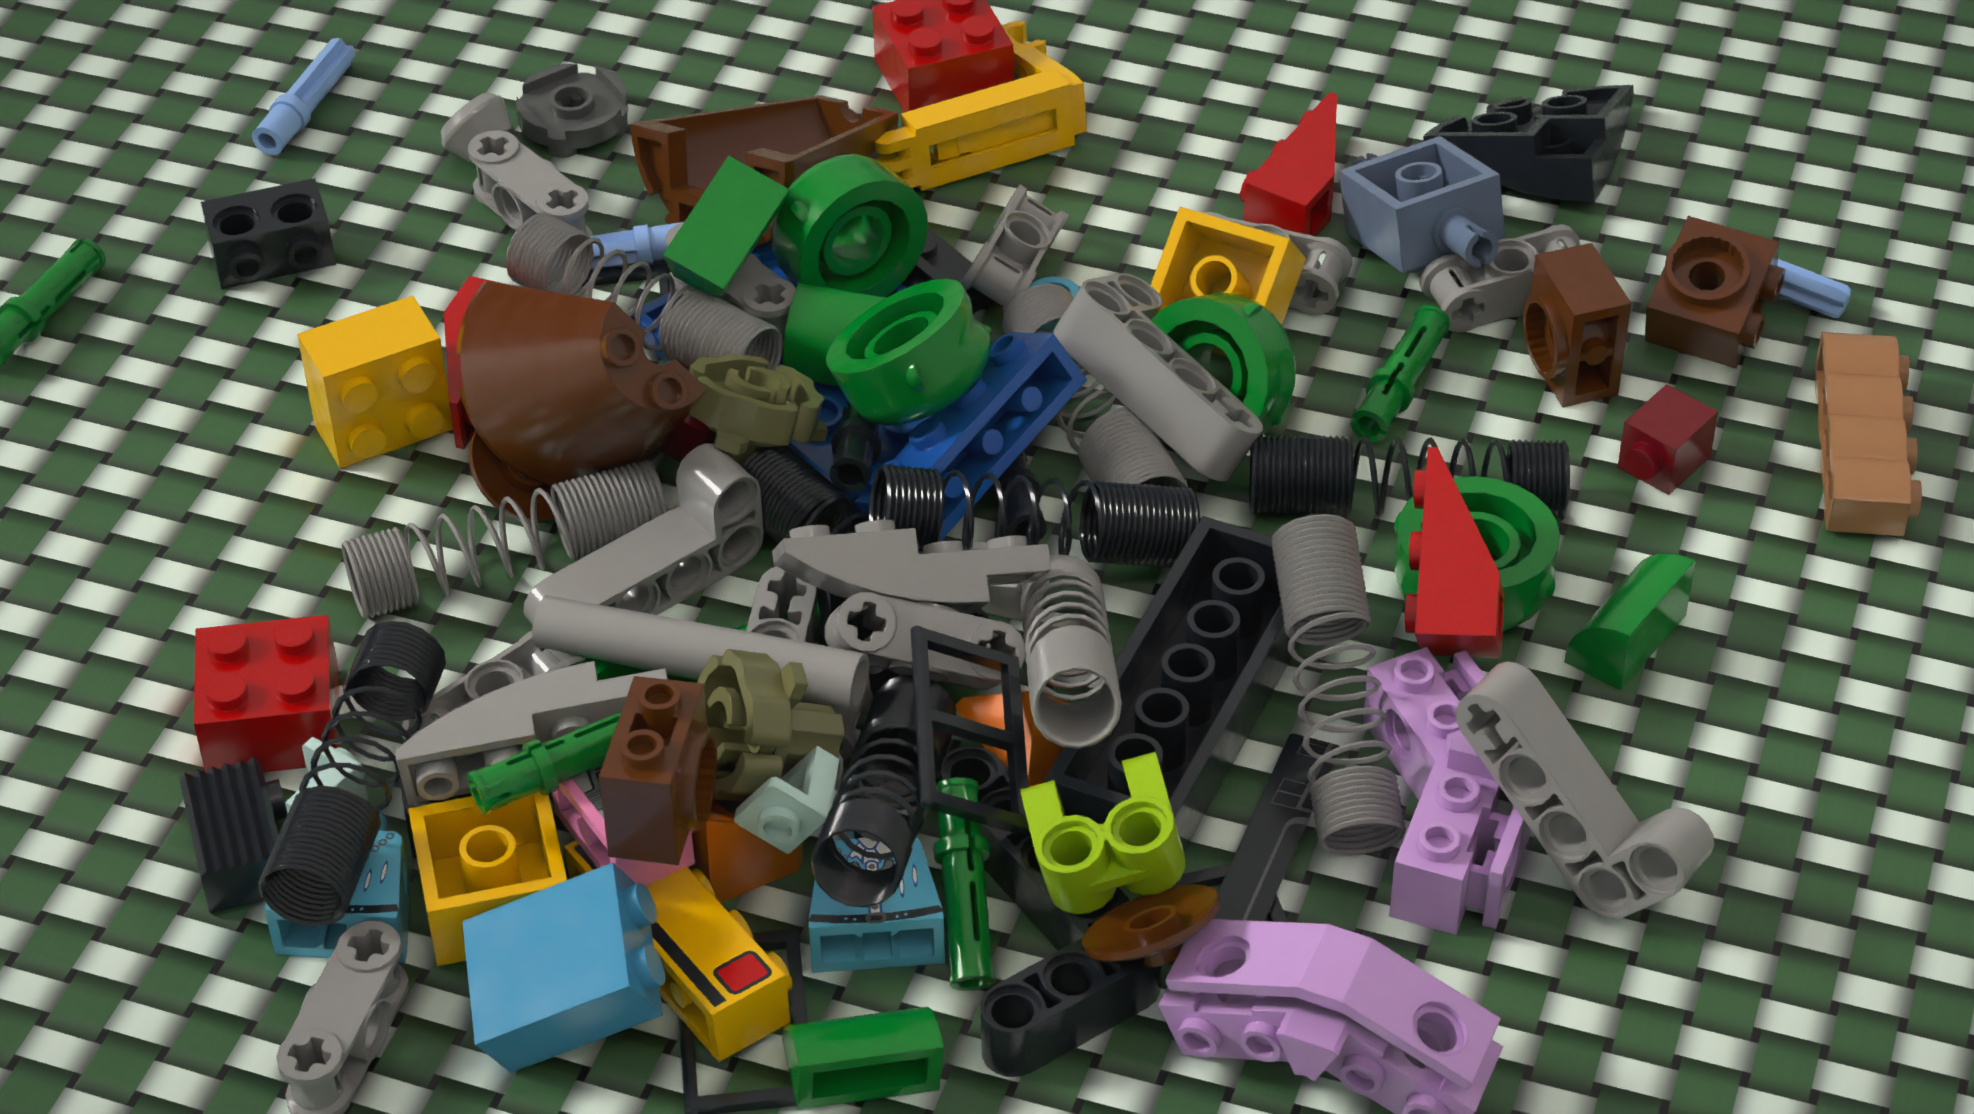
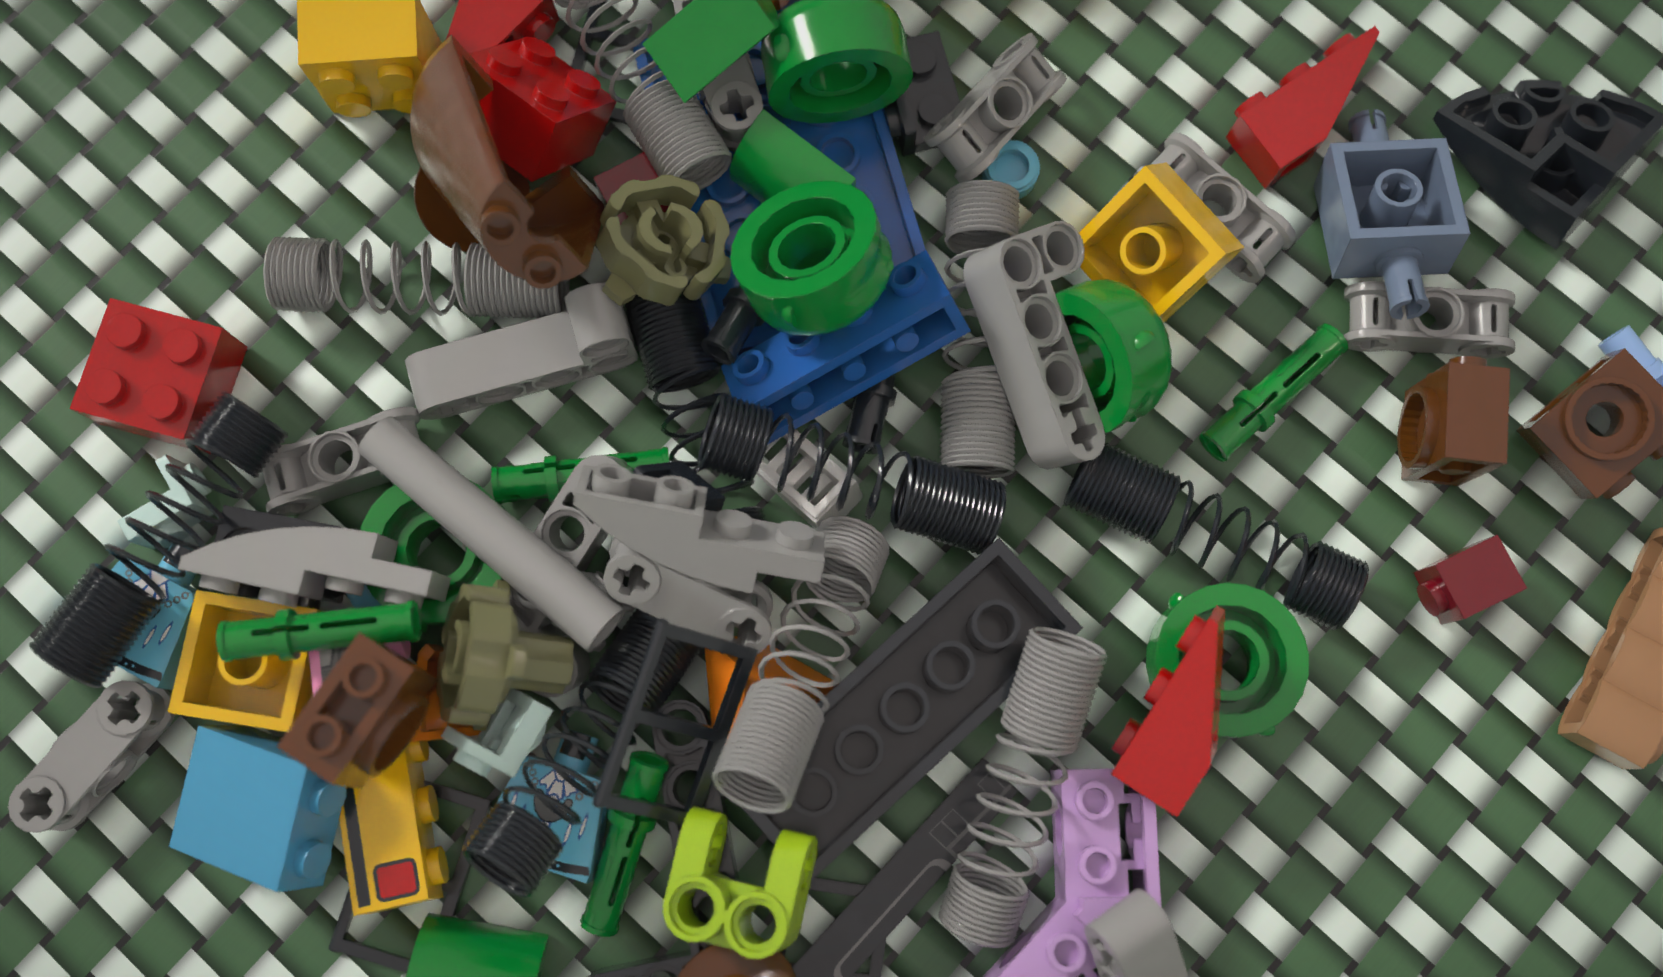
camera: 20 degrees right, 35 degrees up
(232, 829) = (80, 514): black brick -> none
(1633, 620) = (1329, 775): green brick -> none

